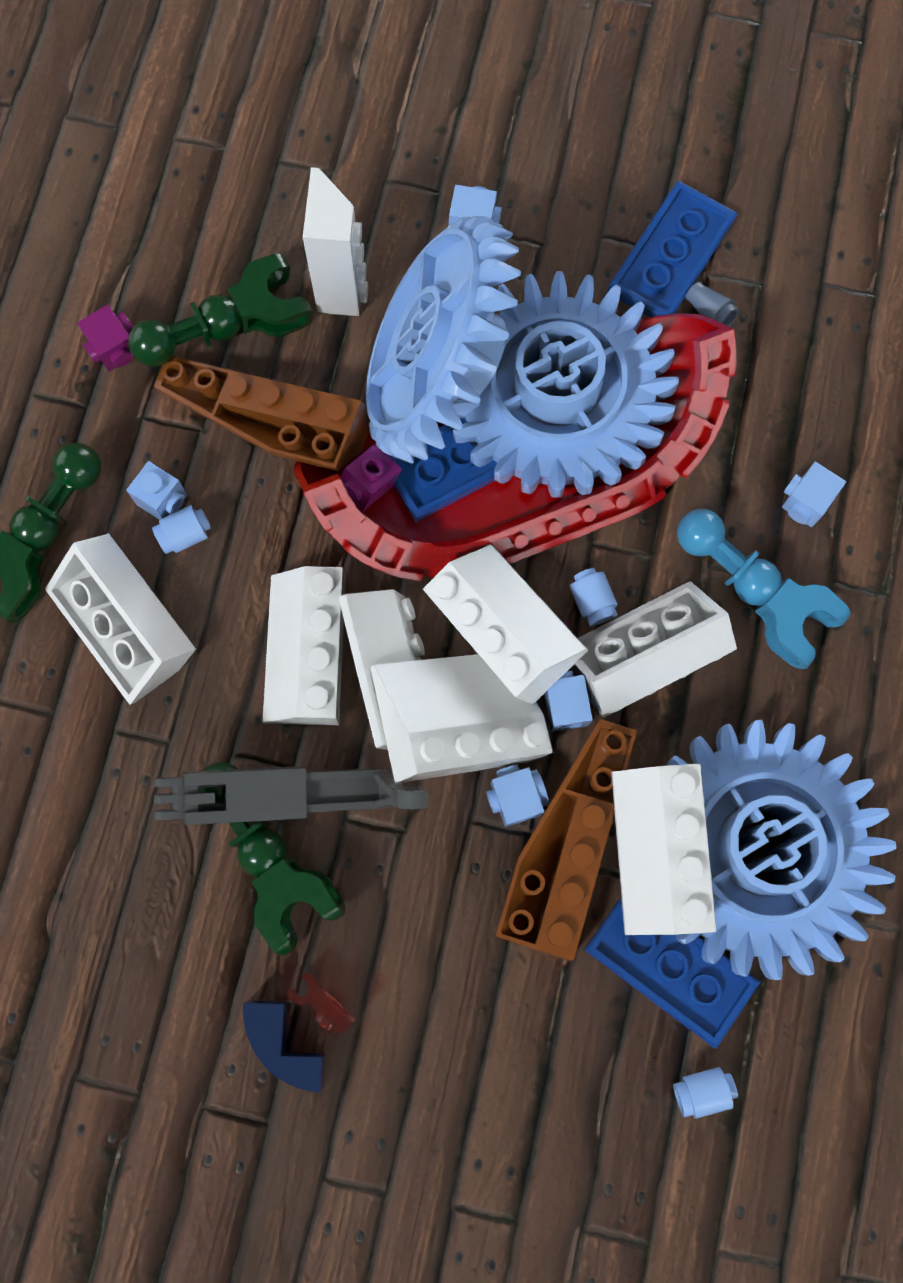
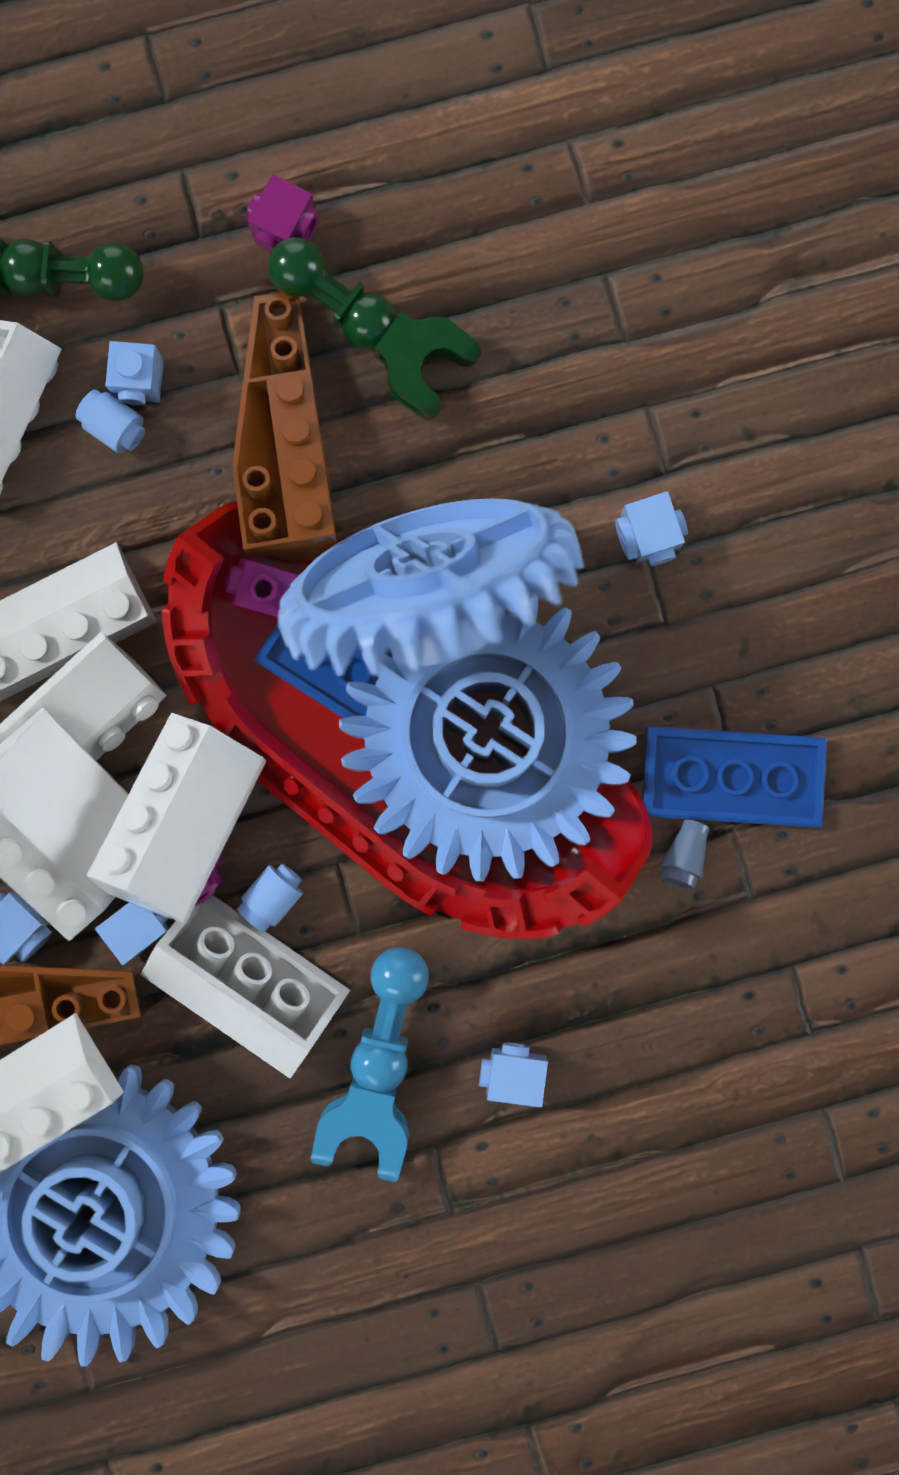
camera: 65 degrees right, 10 degrees up
(334, 249) = (487, 402): white slope -> none

